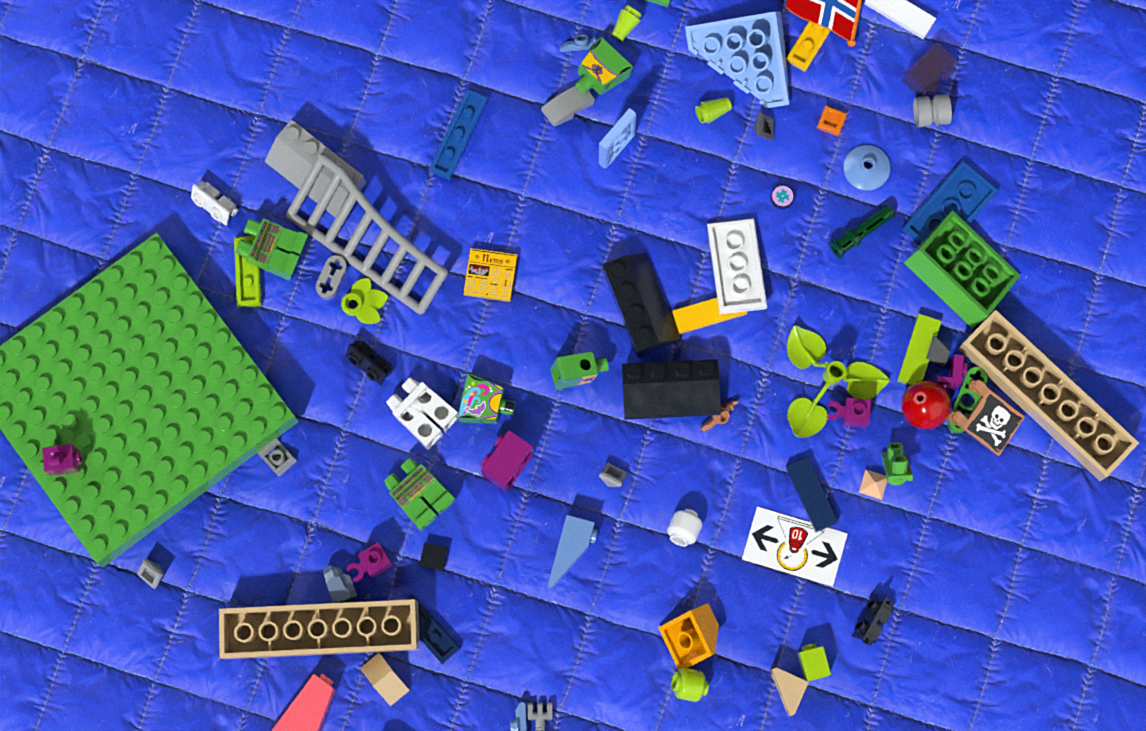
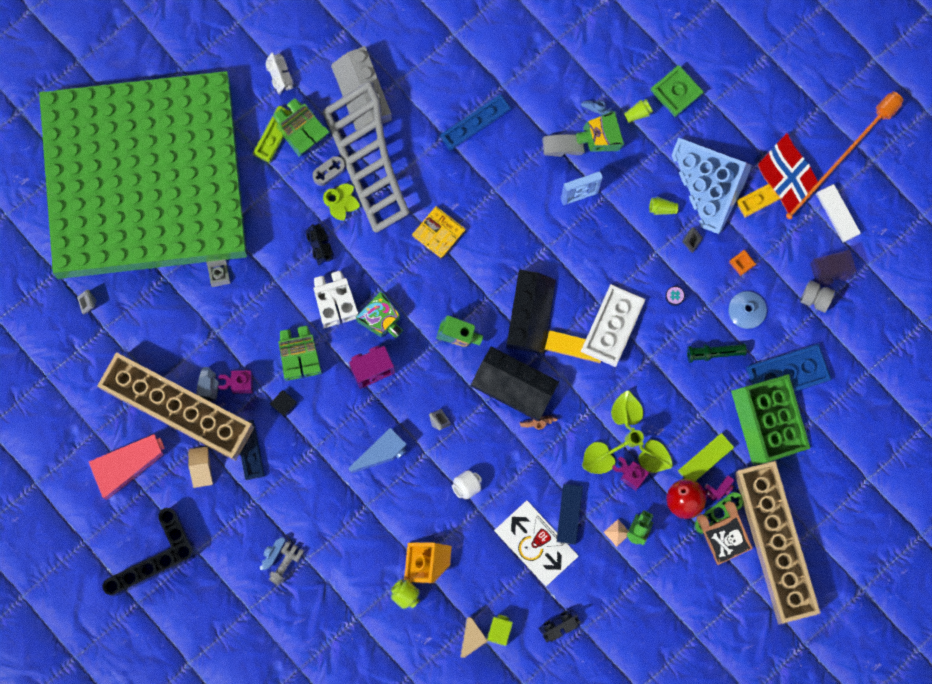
camera: 25 degrees right, 0 degrees up
(61, 459) = (70, 189): magenta brick -> none
(938, 351) = (719, 467): dark grey slope -> none

